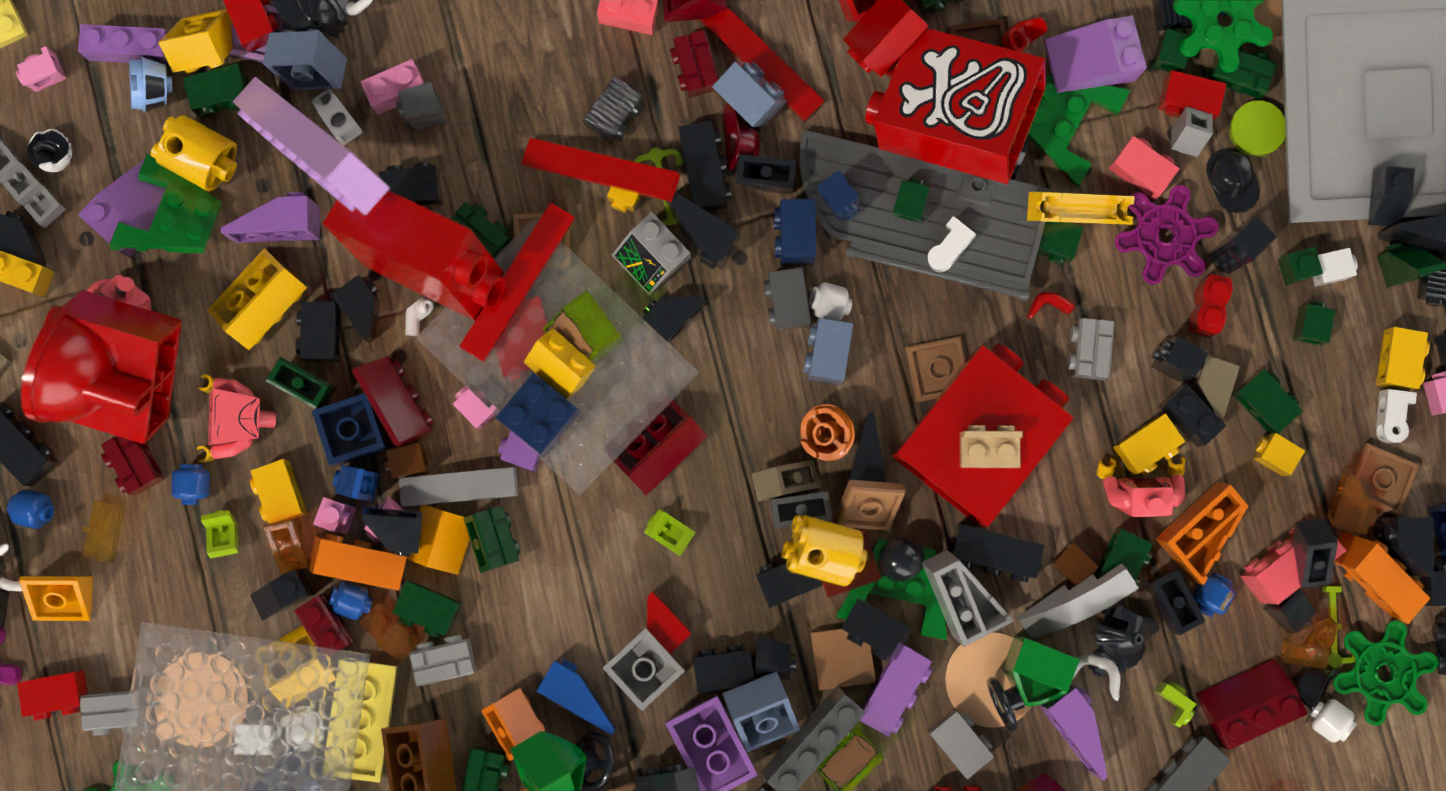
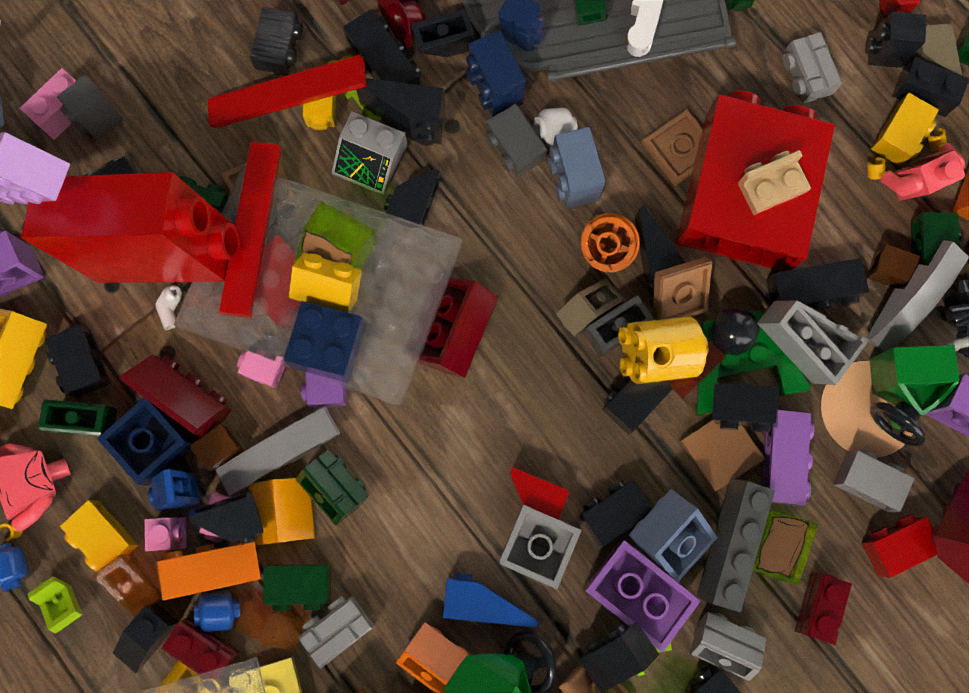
camera: 25 degrees left, 5 degrees down
(360, 305) = (107, 318): black slope -> none
(669, 532) = (502, 403): lime bracket -> none
(773, 657) = (657, 478): black slope -> none
(1053, 299) = (756, 40): red hair -> none

